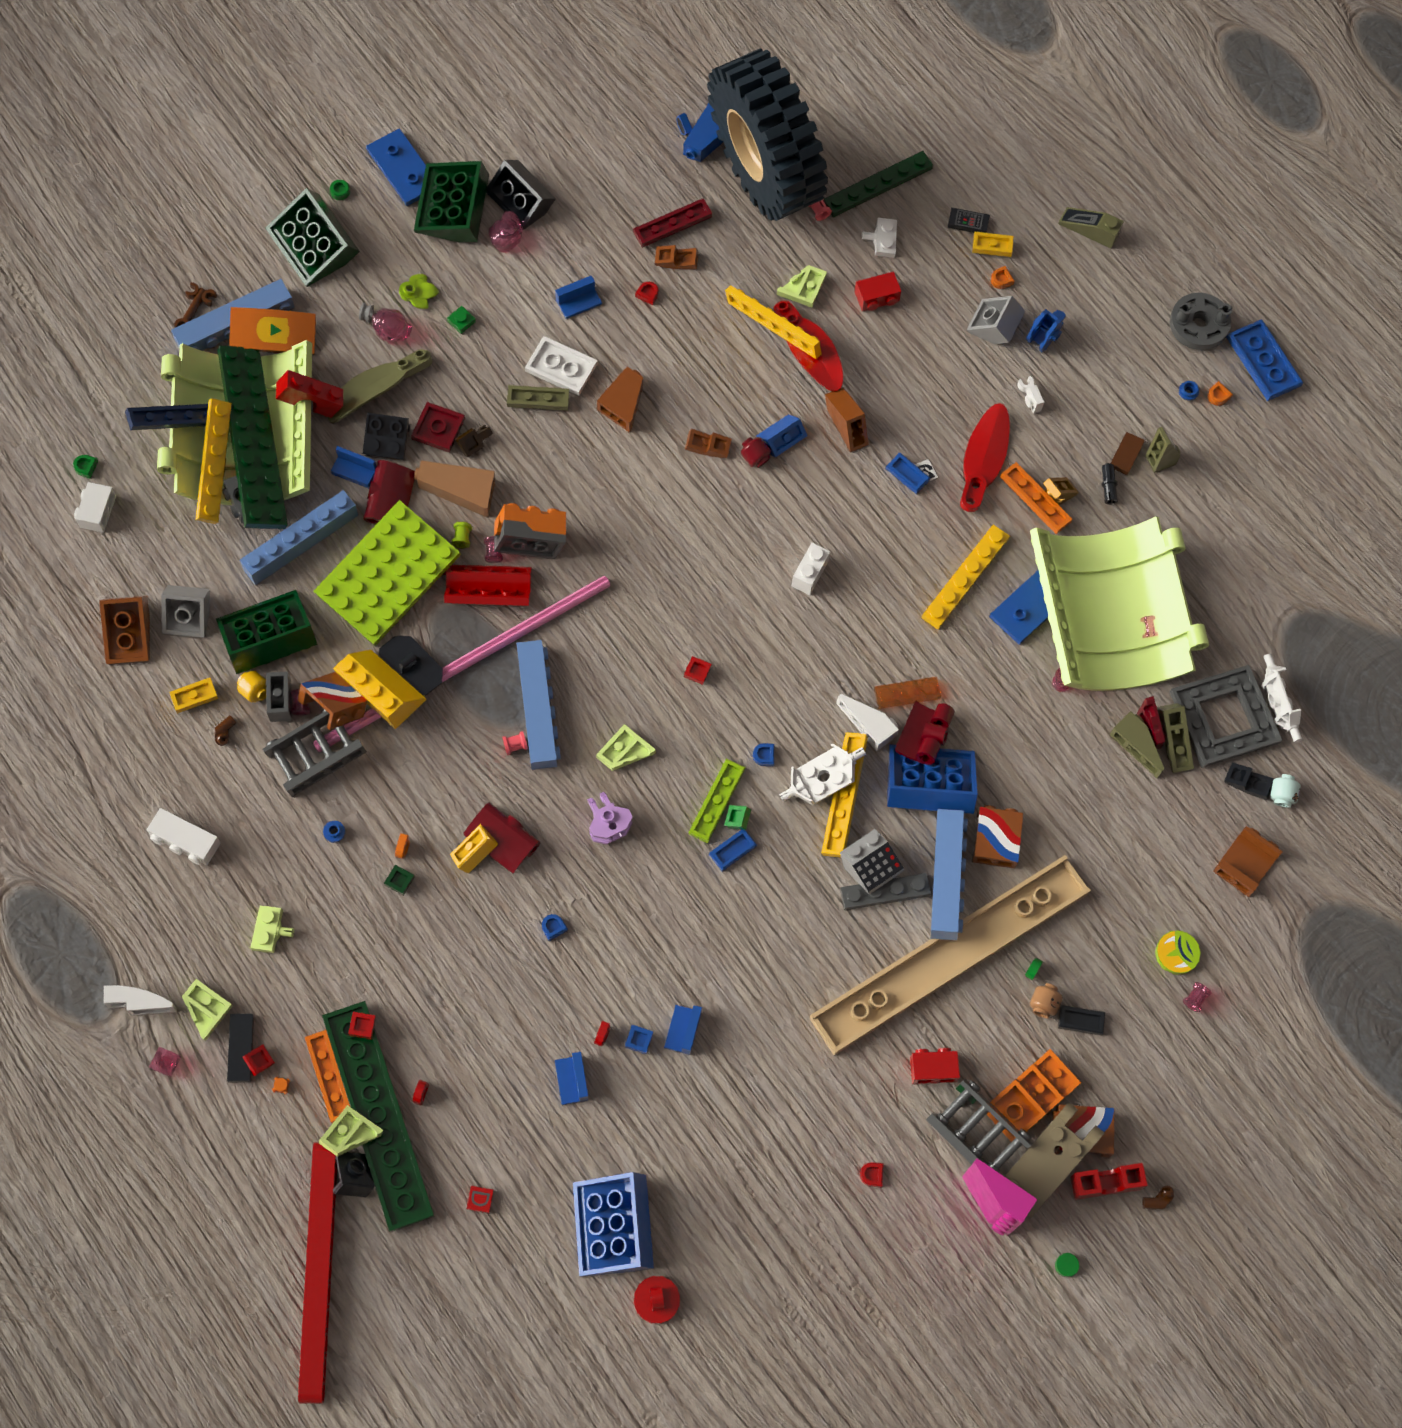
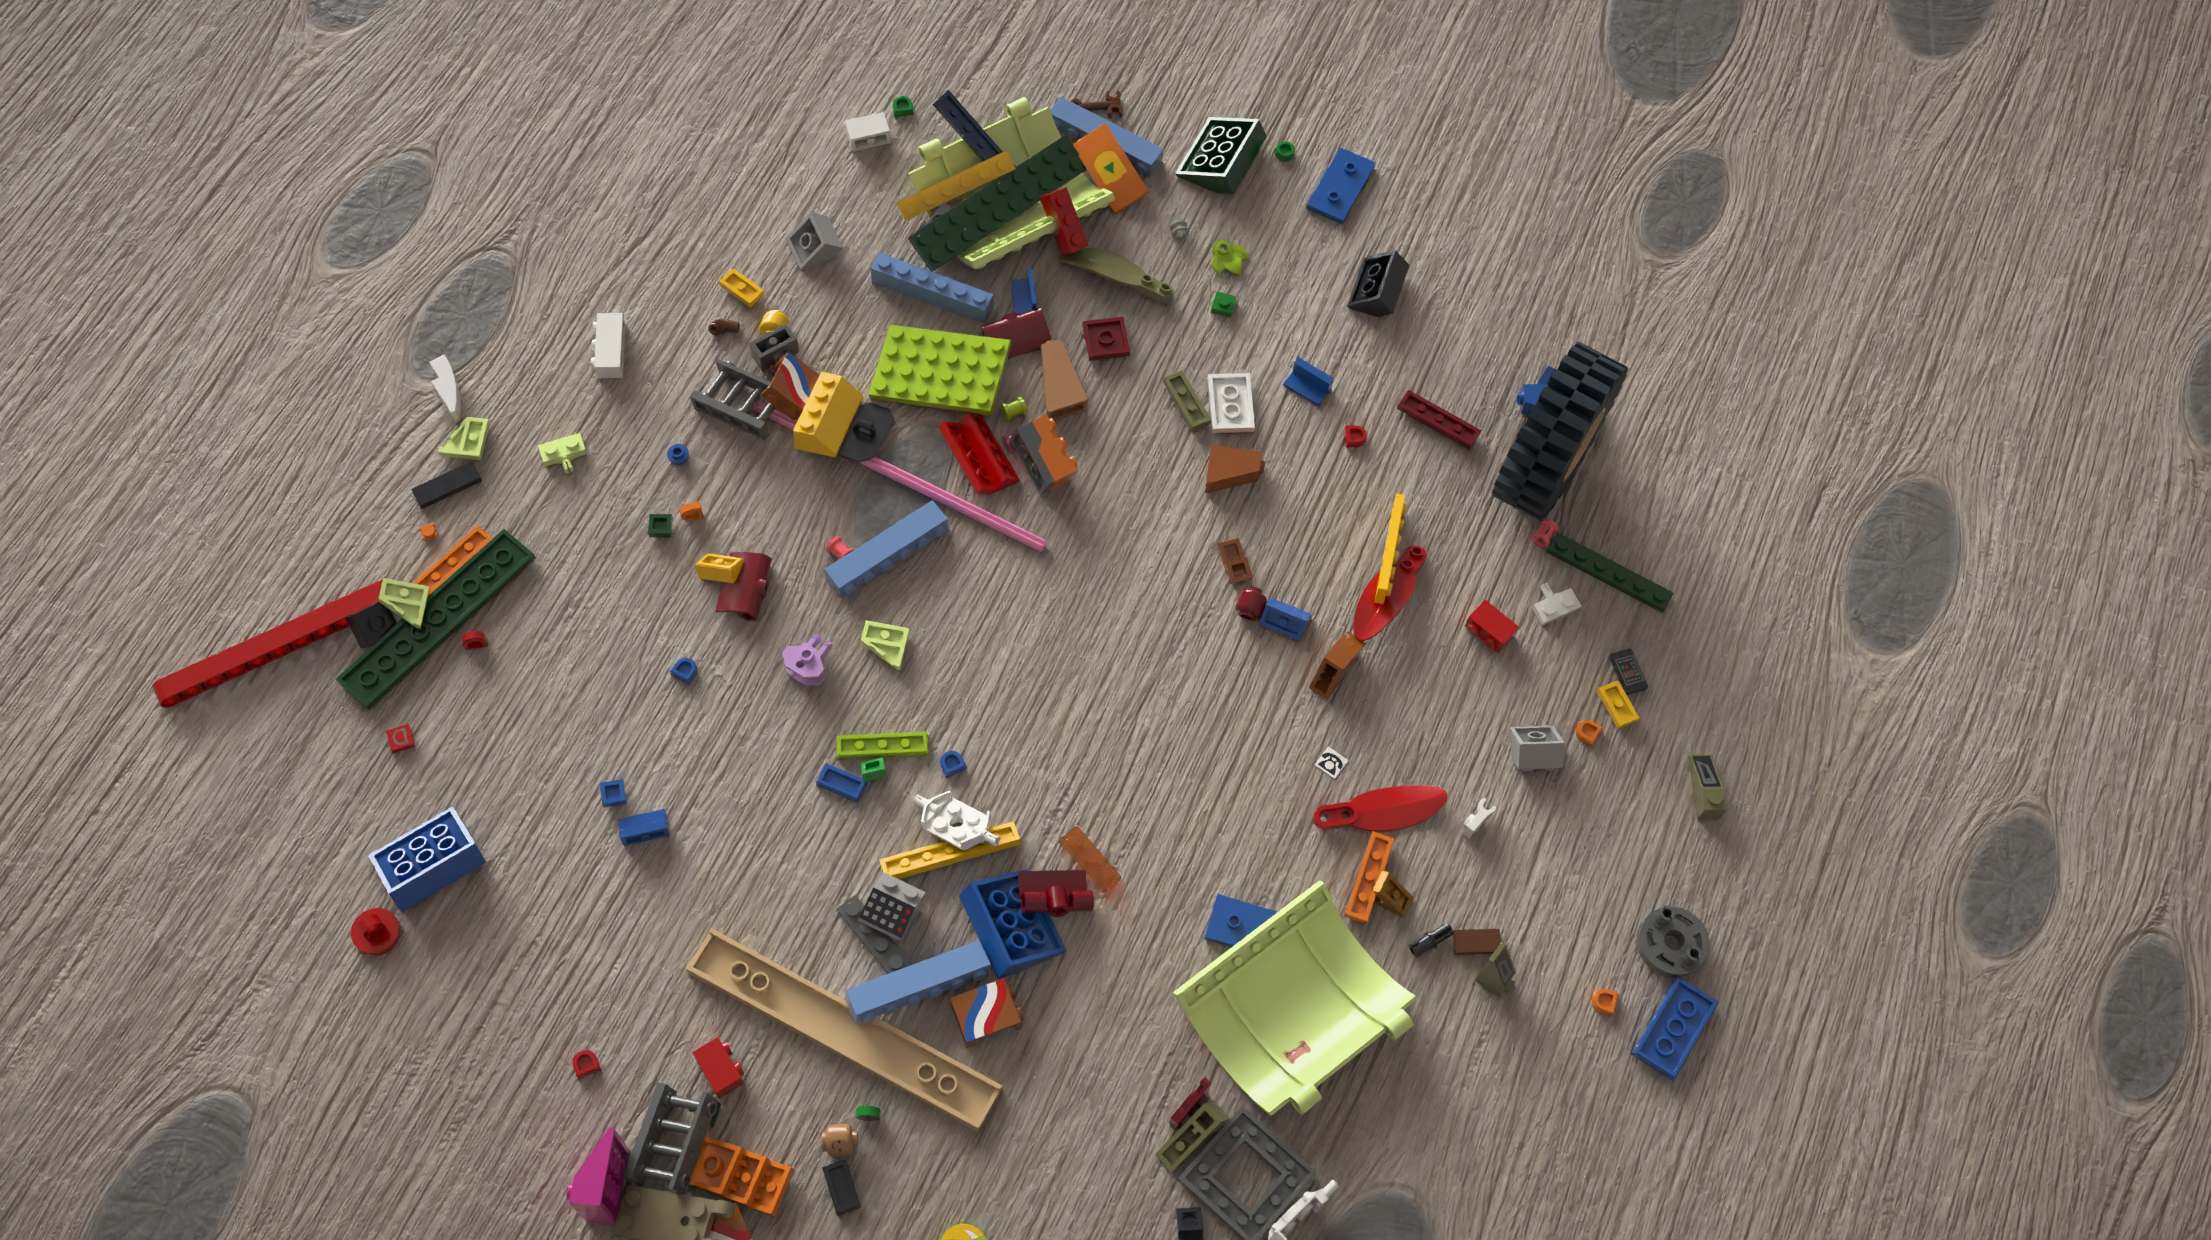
camera: 60 degrees right, 5 degrees down
(125, 629) = (772, 208): dark orange slope -> none
(165, 1062) = (404, 435): clear pink plate -> none
(258, 1060) = (440, 502): red tile -> none
(266, 631) = (830, 309): dark green slope -> none
(362, 1025) = (507, 561): red plate -> none
(386, 435) = (1069, 302): black plate -> none
(391, 325) = (1178, 252): clear pink hair -> none
(452, 200) = (1332, 236): dark green slope -> none
(472, 440) = (1108, 370): dark brown plate -> none
(506, 232) = (1332, 293): clear pink hair -> none
(571, 1079) = (549, 758): blue panel -> none
(602, 1034) = (601, 759): red tile -> none
(676, 258) = (1405, 441): dark orange slope -> none
(697, 670) = (1000, 664): red plate -> none
(804, 286) = (1452, 561): yellowish green wing -> none
(810, 568) = (1161, 708): white brick -> none
(869, 721) = (1035, 843): white slope -> none
(907, 473) = (1319, 748): blue tile -> none
(965, 577) = (1244, 853): yellow plate -> none
(1046, 328) = (1557, 795): blue hinge -> none
(1136, 739) = (1167, 1098): olive slope -> none
(1191, 386) = (1592, 964): blue plate -> none

